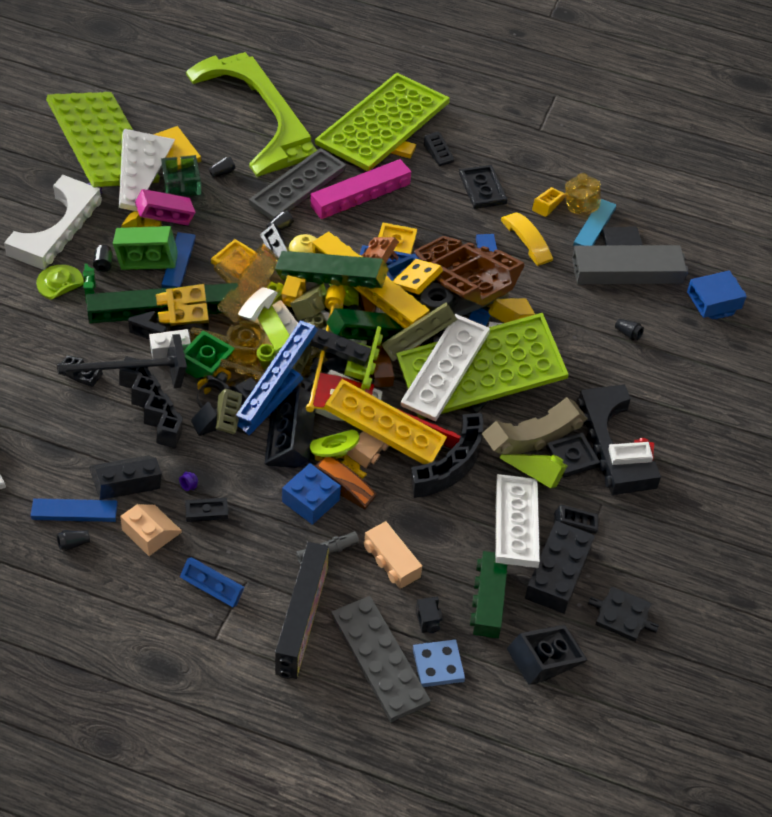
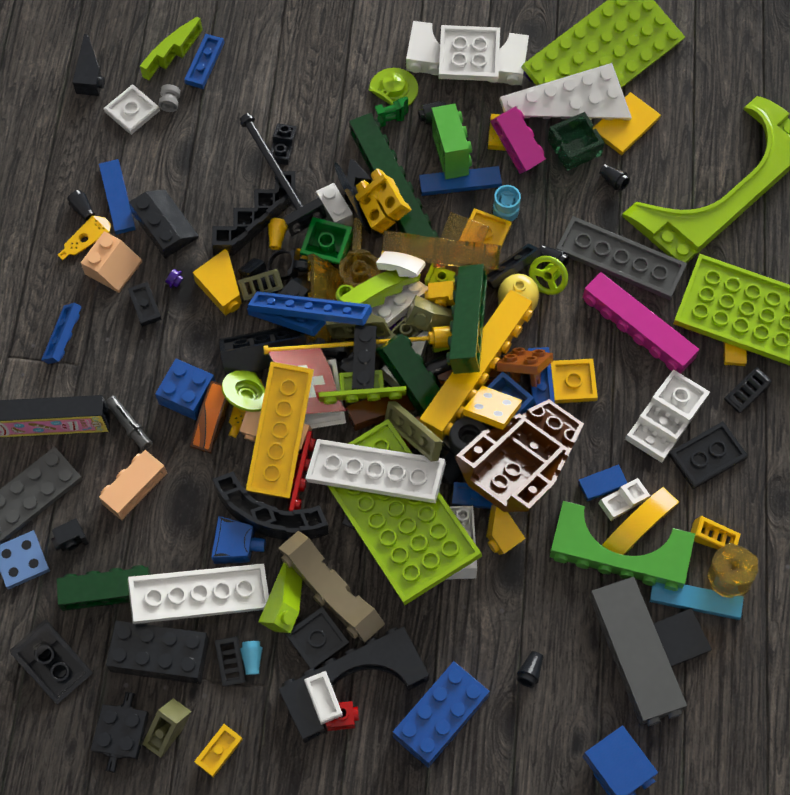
camera: 80 degrees right, 15 degrees up
(63, 211) = (469, 53): none -> white plate
(104, 535) = (92, 229): none -> yellow piece
(173, 320) = (351, 195): none -> black sticker
(176, 394) = (276, 231): none -> yellow cone
(210, 445) = (219, 282): none -> yellow slope
(219, 233) = (506, 202): none -> medium azure wheel
(295, 225) = (555, 268): none -> lime piece
(444, 197) = (667, 415): none -> white slope
(470, 491) = (235, 542): none -> blue torso
(504, 240) = (624, 499): none -> white slope
(566, 230) = (576, 545): none -> bright green arch
(578, 501) = (251, 655): none -> medium azure cone
(628, 574) = (166, 727): none -> olive slope
(655, 389) = (440, 714): none -> blue brick
(655, 544) = (218, 750): none -> yellow plate

